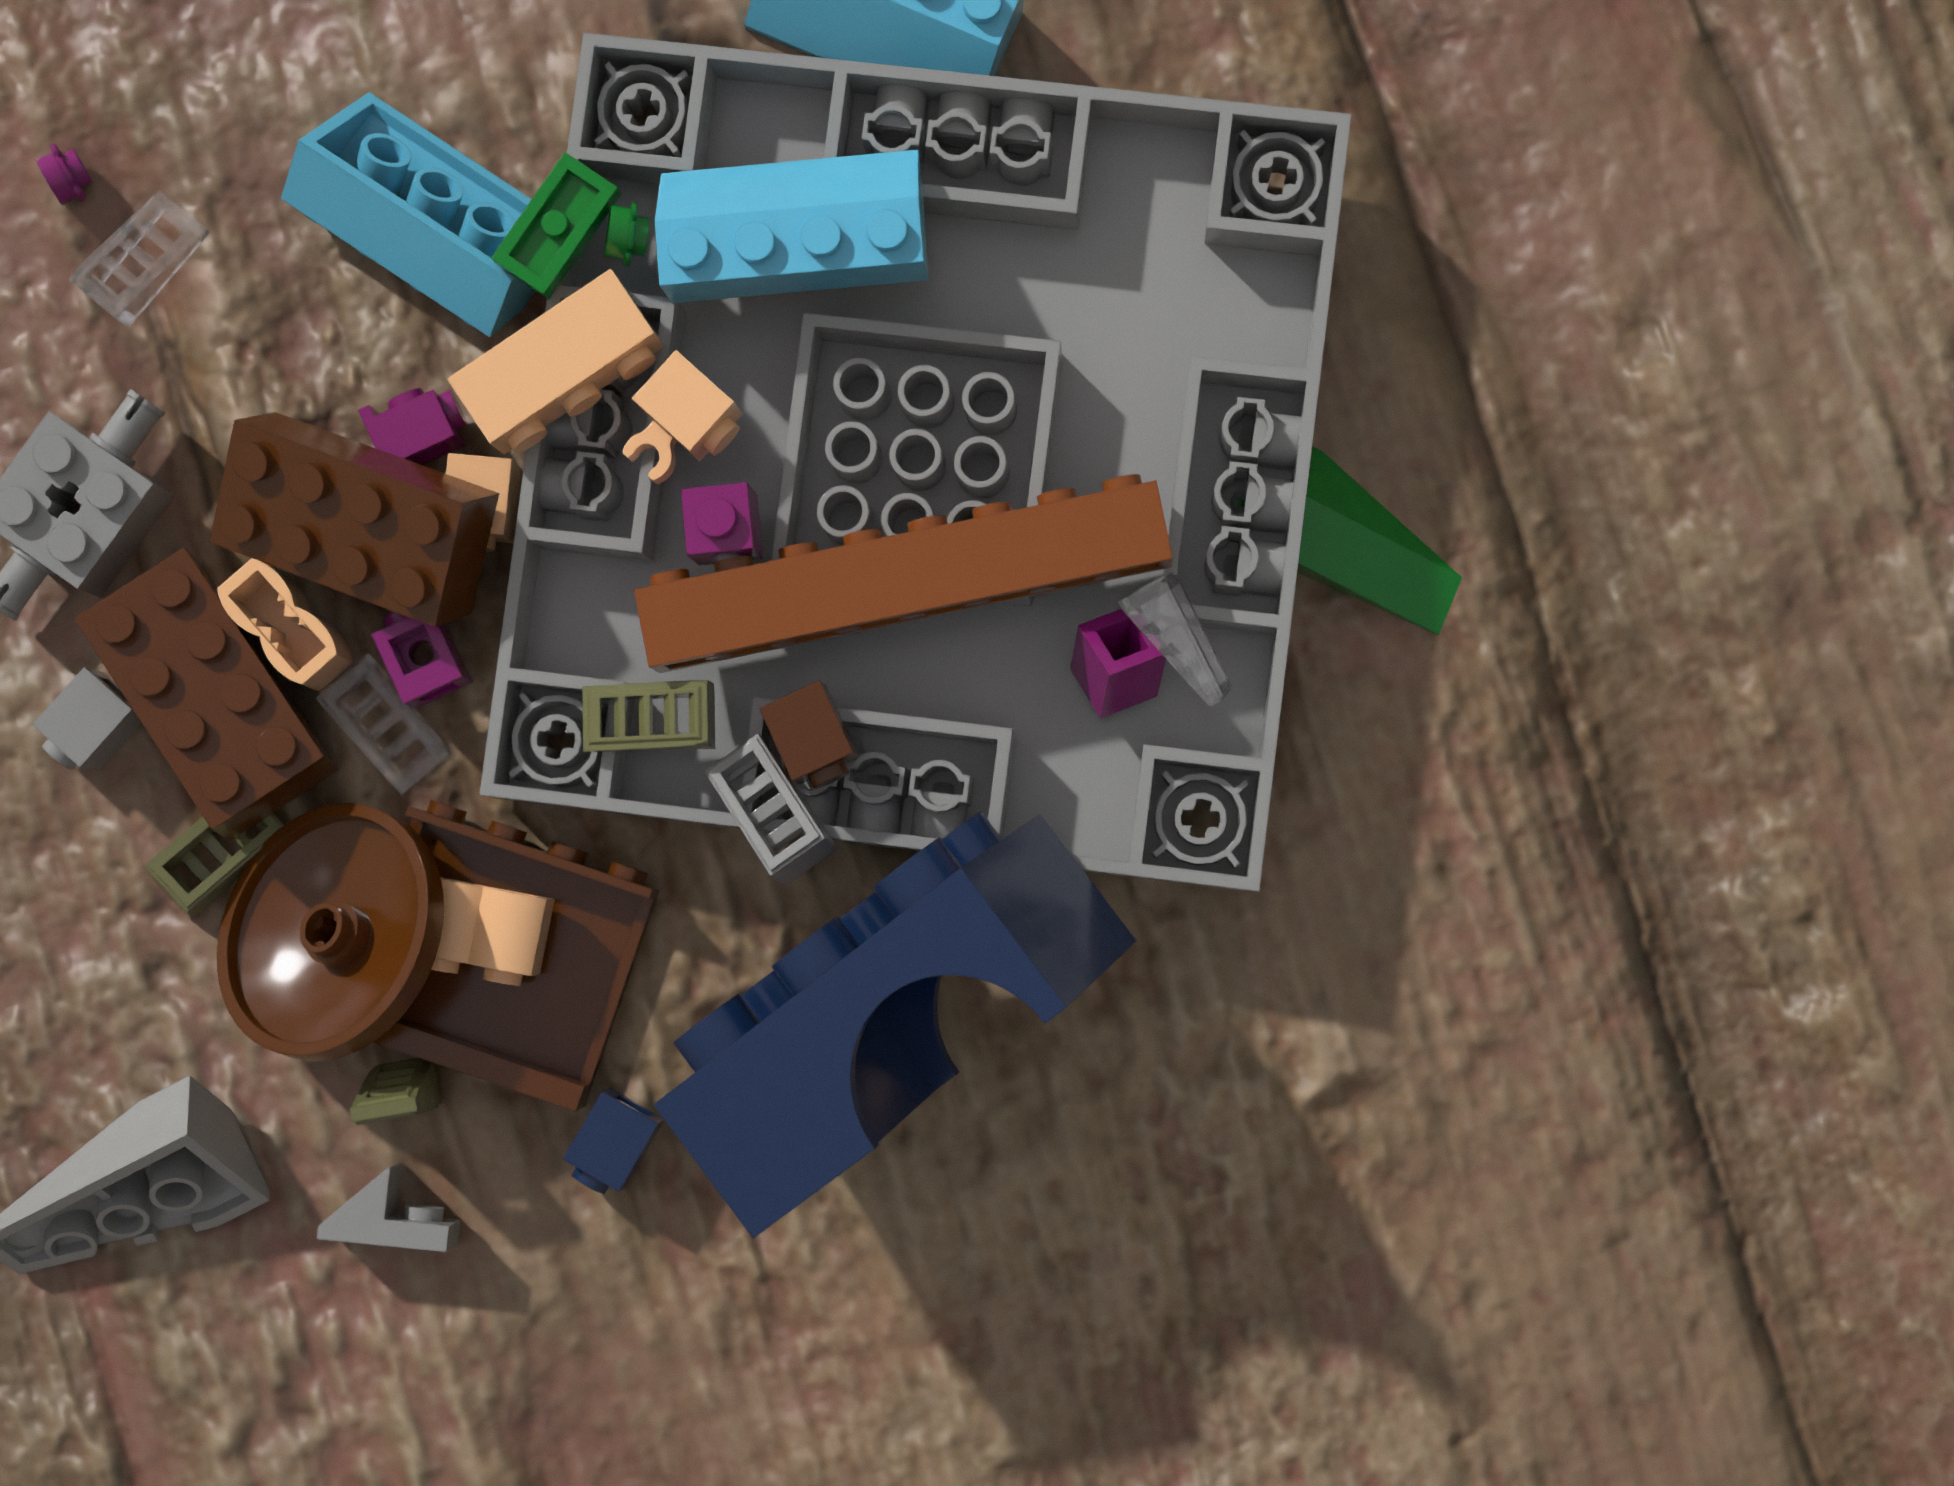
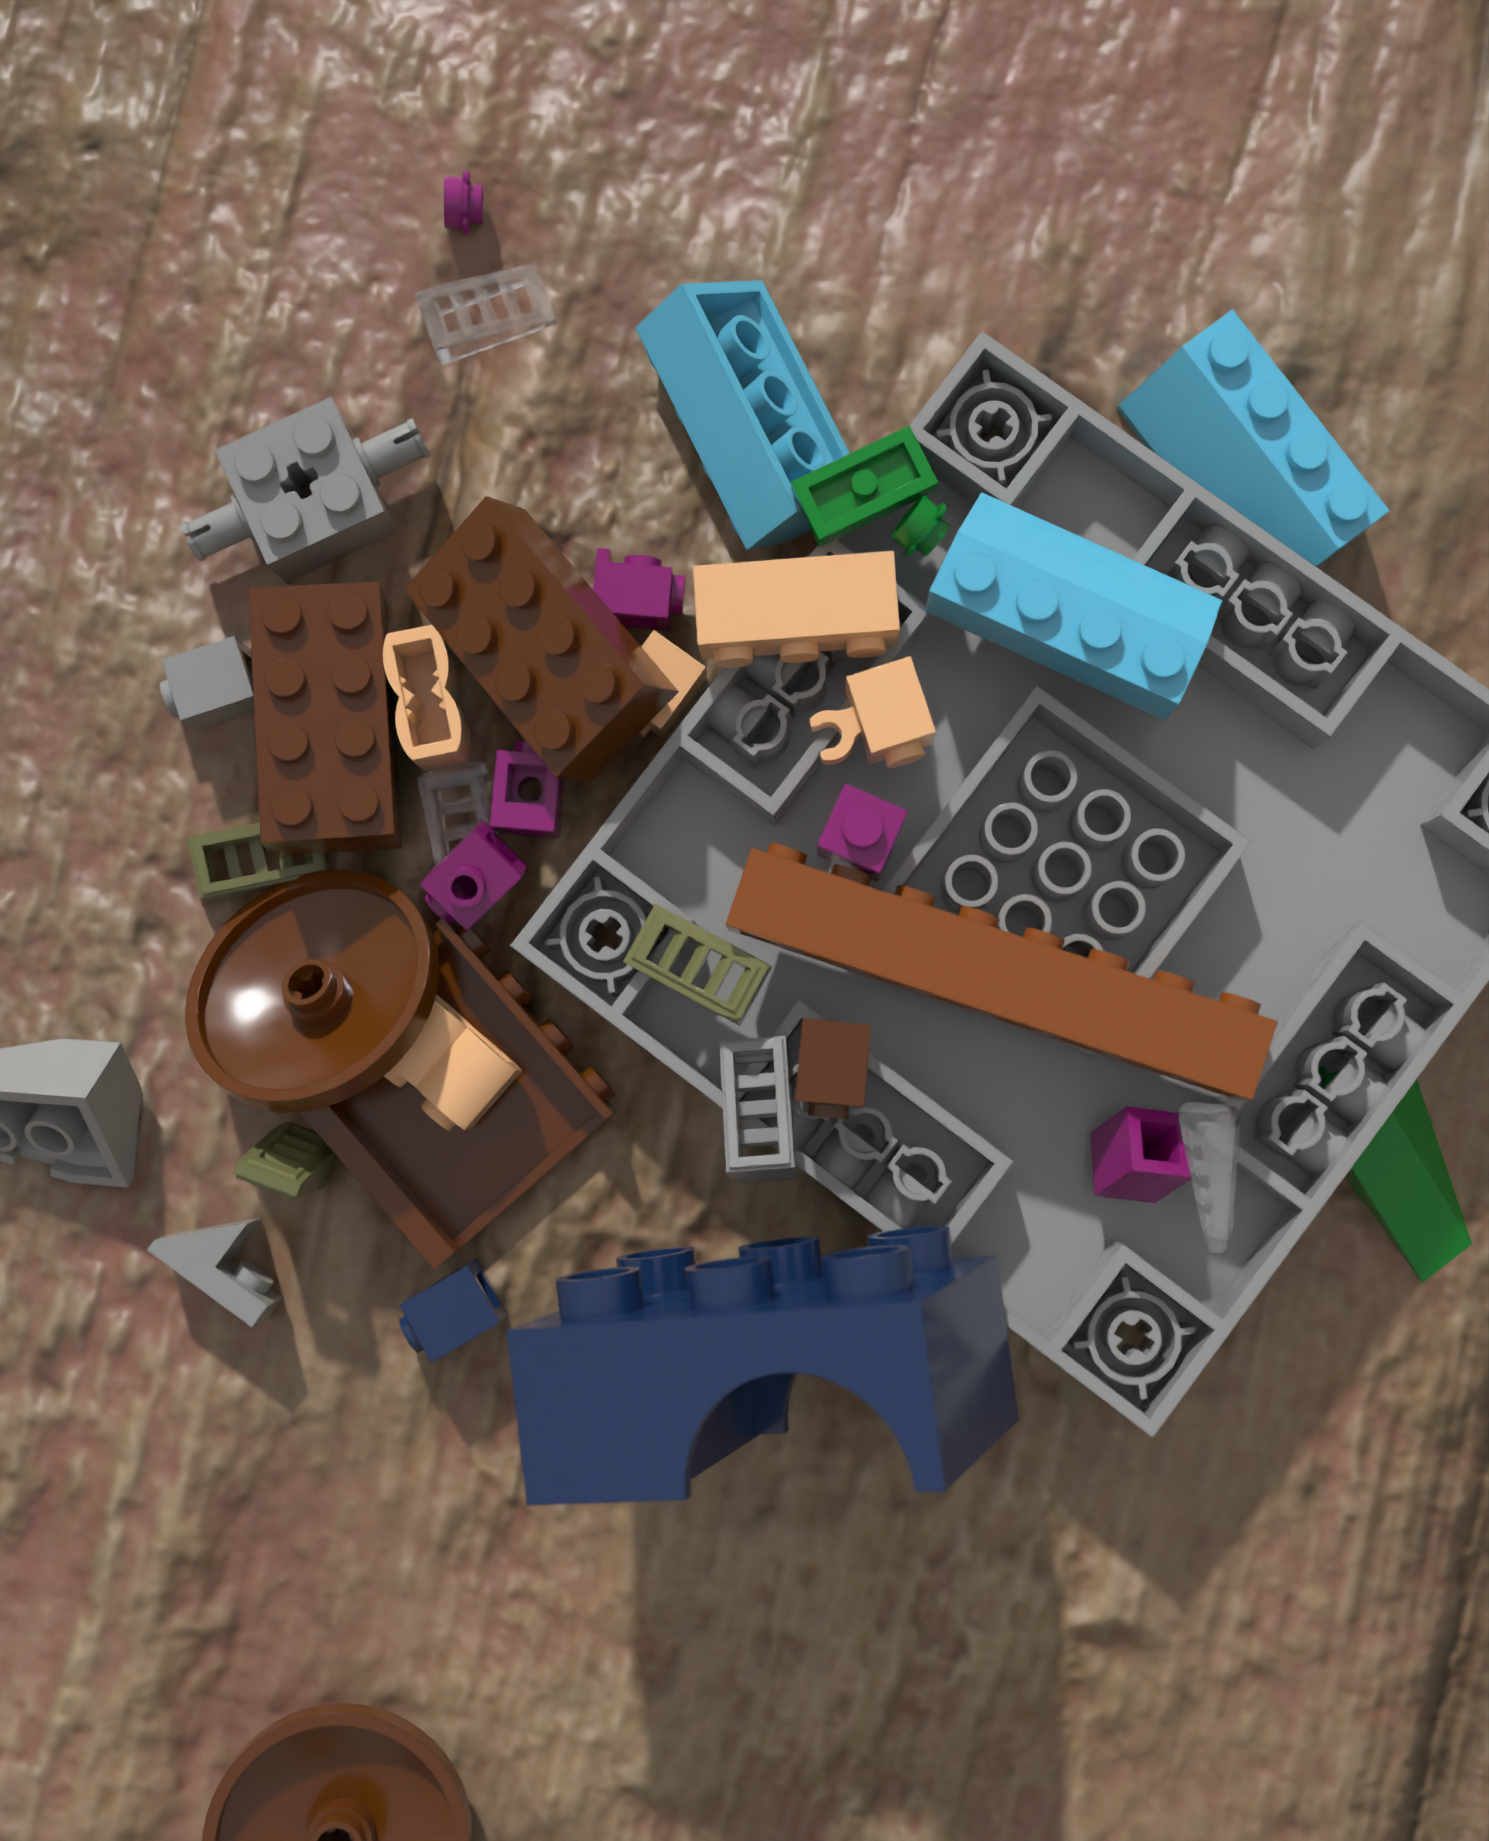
camera: 30 degrees right, 0 degrees up
(413, 756) = (472, 876): none -> magenta brick

